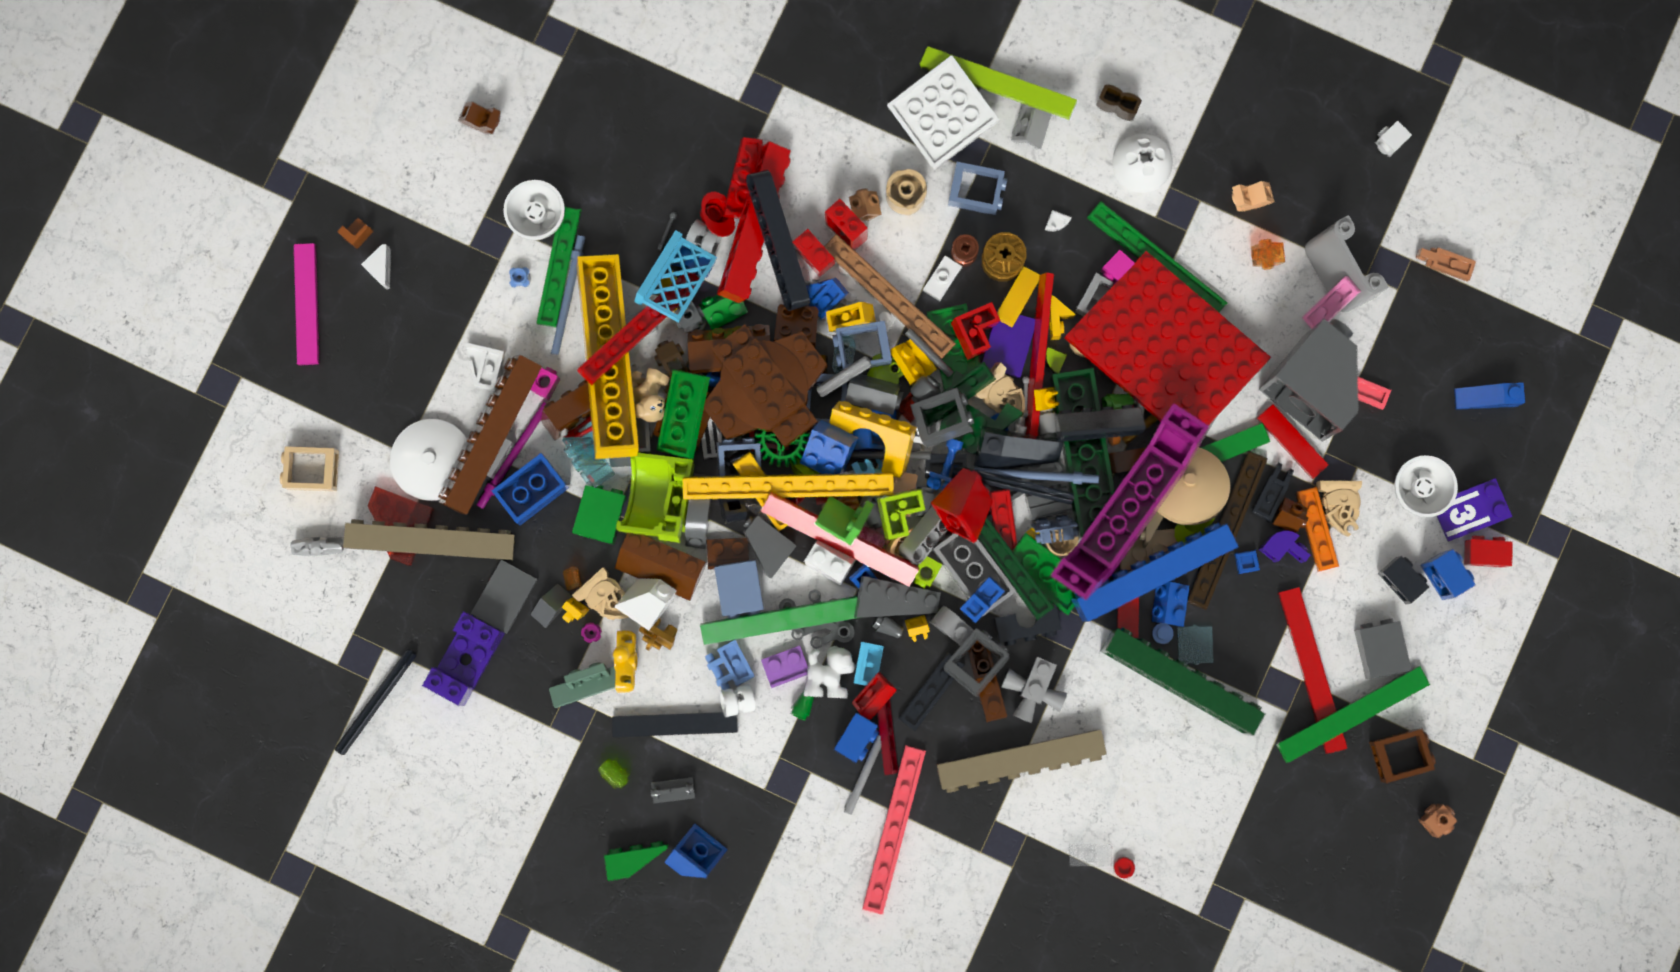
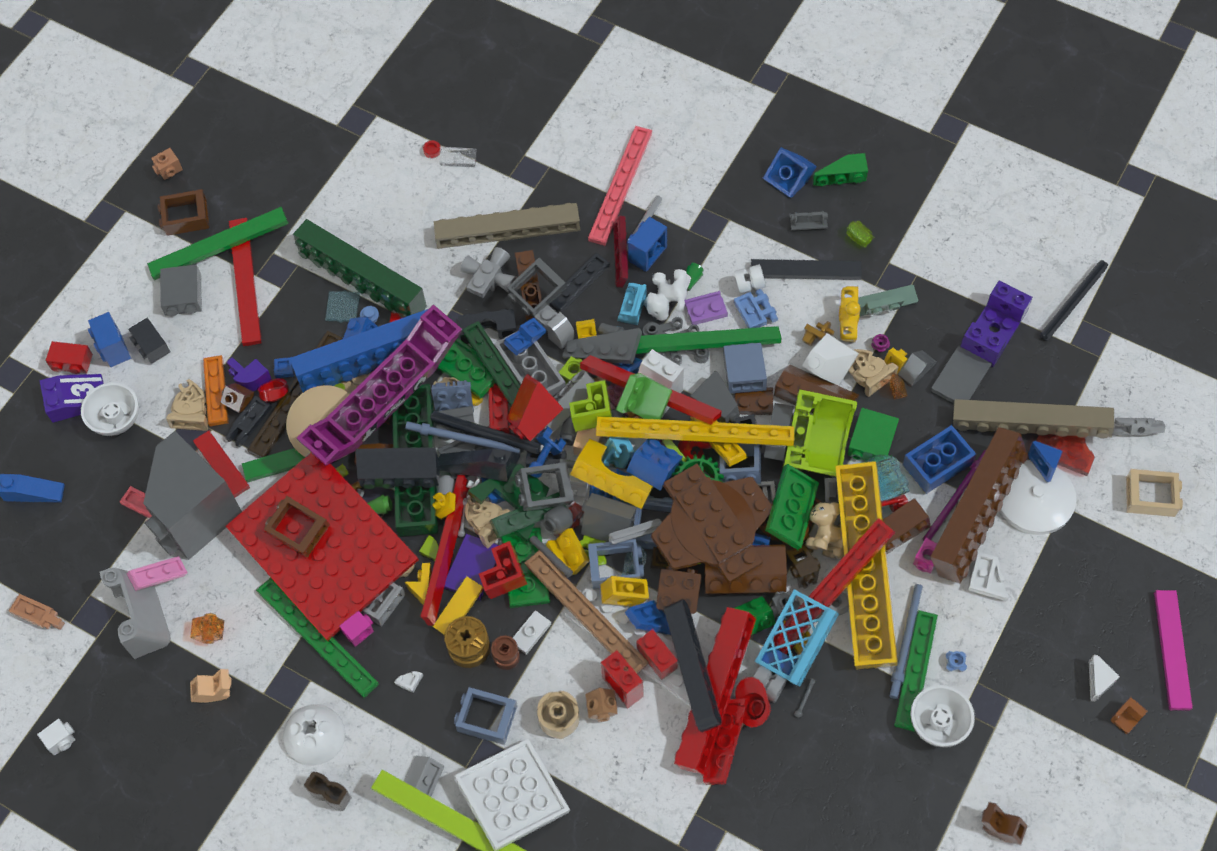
camera: 175 degrees left, 20 degrees down
(418, 493) = (1044, 458): none -> blue slope
(874, 696) = (629, 273): red slope -> none
(1188, 368) = (311, 538): none -> reddish brown window
(1253, 530) = (273, 390): none -> red hat

